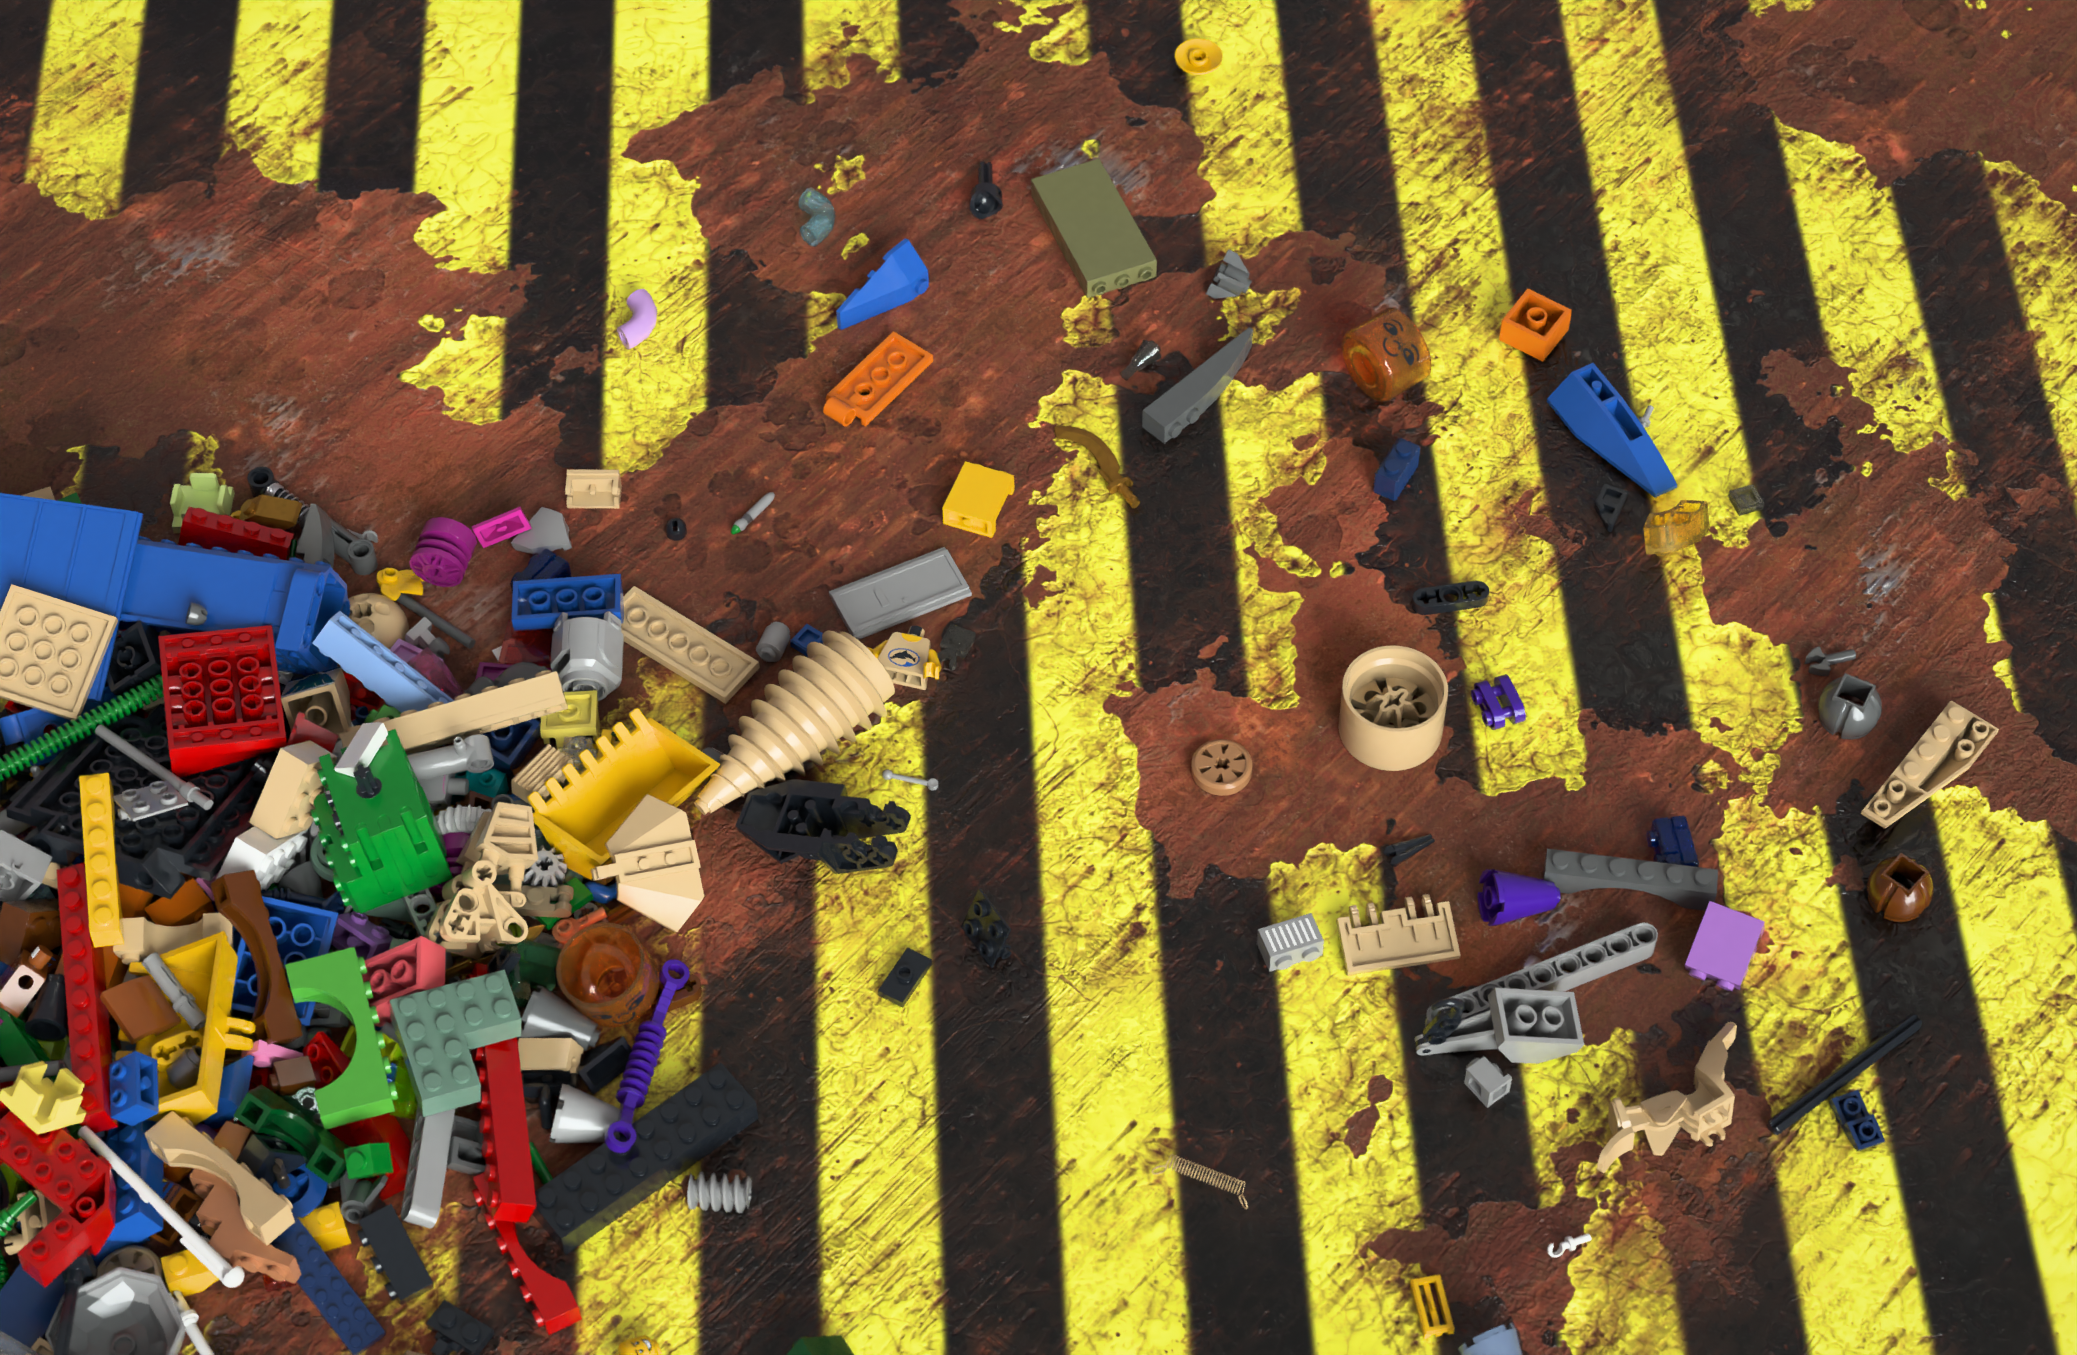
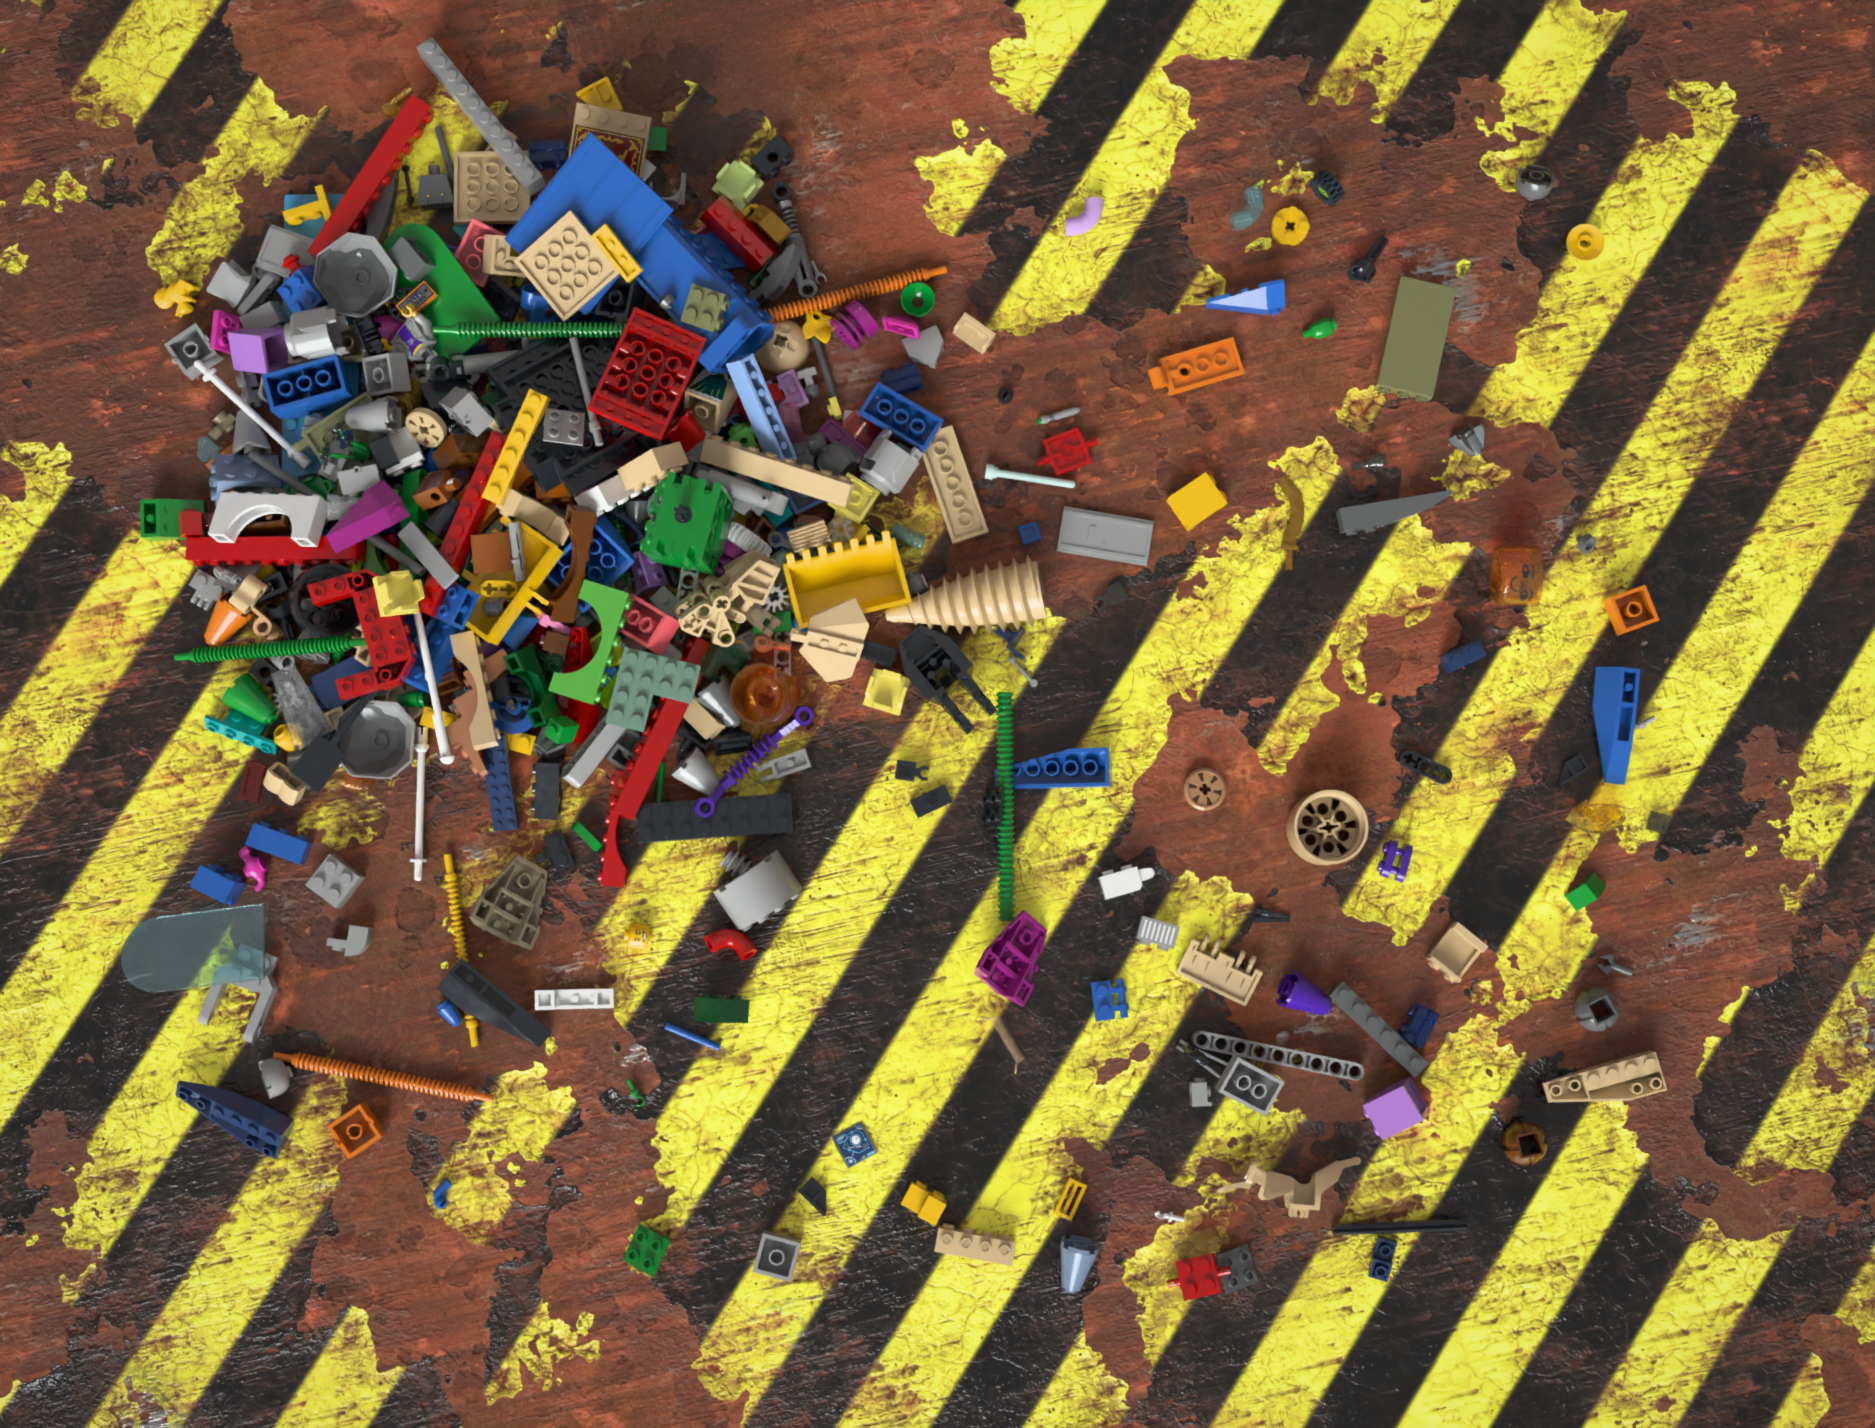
camera: 30 degrees right, 30 degrees up
(58, 1044) = (428, 555): none -> light grey tile
(100, 597) = (617, 253): none -> yellow plate
(141, 1258) = (413, 699): none -> green cone
(228, 457) = (774, 148): none -> black brick
(249, 591) = (705, 308): none -> olive plate
(362, 748) = (693, 486): white slope -> none
(410, 533) = (898, 281): none -> orange hose
(479, 648) = (834, 409): none -> light yellow plate
(485, 1284) = (587, 836): none -> green beam
(501, 485) = (917, 290): none -> green piece
(503, 960) = (707, 652): black tile -> none
(675, 721) = (907, 536): none -> sand green piece
(691, 1048) = (786, 765): none -> light grey hinge
(718, 605) = (993, 472): none -> light aqua piece
(722, 861) = (878, 653): none -> black plate
(756, 1206) = (758, 891): none -> light grey cylinder
(760, 893) = (886, 691): none -> light yellow panel
(768, 1282) = (731, 939): none -> red cylinder
(773, 642) = (1007, 522): light grey brick -> none
(790, 537) = (1067, 451): none -> red plate
(852, 961) = (907, 770): none -> black plate
(873, 751) = (1012, 638): none -> dark blue bracket
(874, 199) = (1293, 216): none -> yellow plate
(895, 156) = (1327, 188): none -> black bush
(908, 658) = (1074, 589): tan torso -> none
(984, 275) = (1320, 328): none -> green plant
(1018, 939) = (1006, 830): none -> green piece
(1040, 843) = (1064, 770): none -> blue wedge
(1102, 35) = (1534, 182): none -> dark grey cylinder
(1138, 1077) = (1012, 959): none -> magenta wedge
(1206, 914) = (1124, 881): none -> white hinge
(1288, 1059) = (1103, 999): none -> blue plate
(1433, 298) = (1586, 543): none -> dark grey tile
(1647, 749) = (1455, 952): none -> tan panel
(1662, 1279) = (1199, 1276): none -> red plate
(1698, 1246) = (1242, 1268): none -> dark grey hinge
(1731, 610) = (1585, 892): none -> slope

